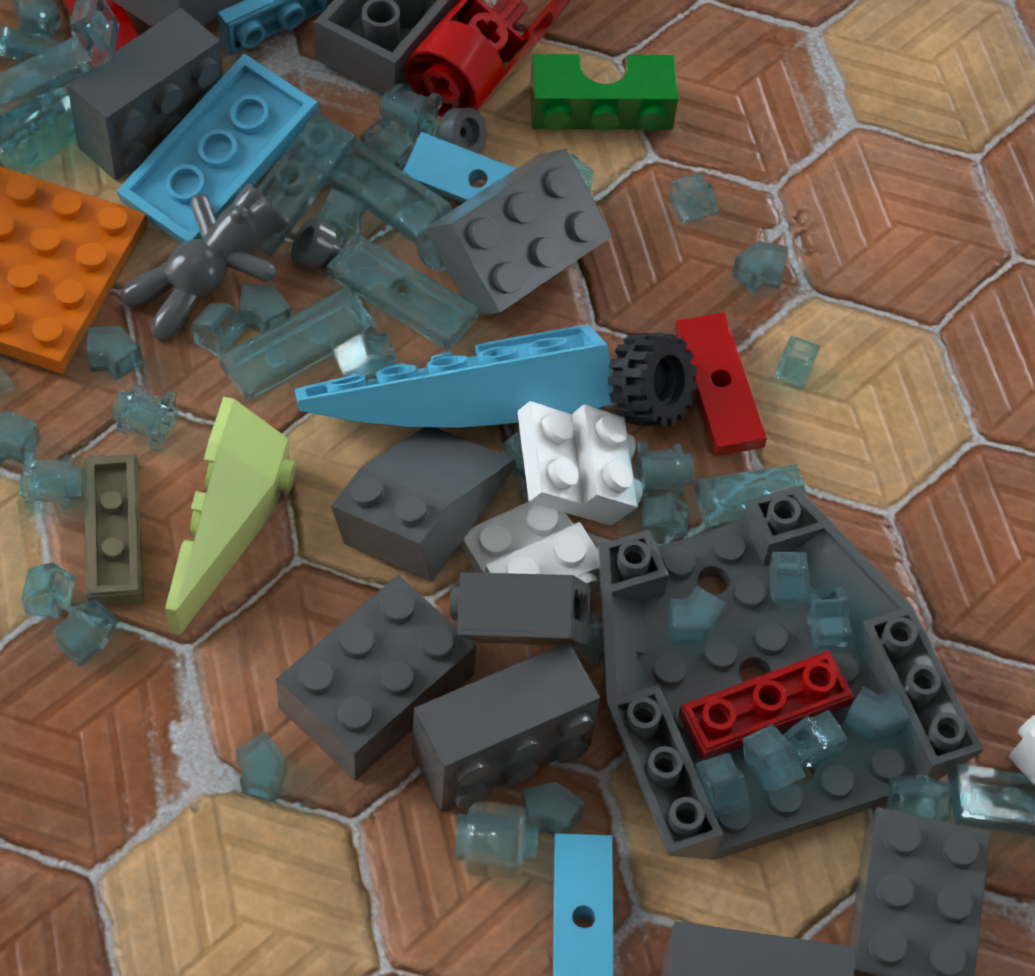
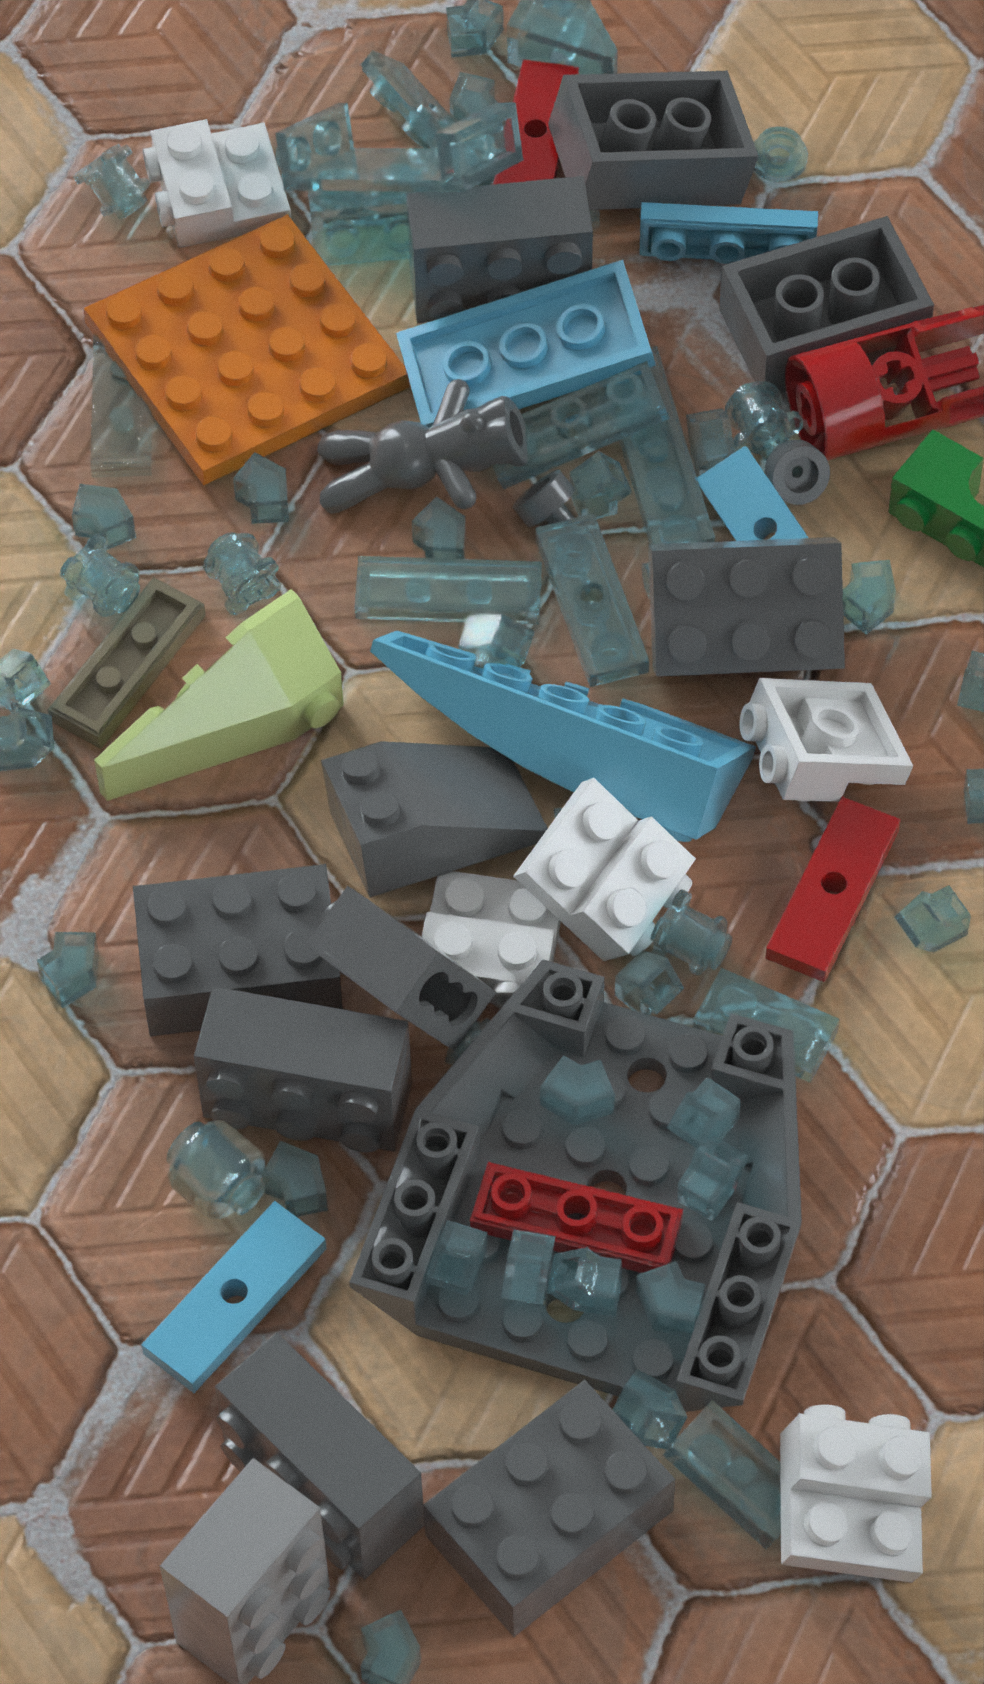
camera: 45 degrees right, 0 degrees up
(217, 328) = (378, 516): clear light blue piece -> none
(632, 289) = (822, 738): none -> white plate
(652, 379) = (771, 863): black tyre -> none

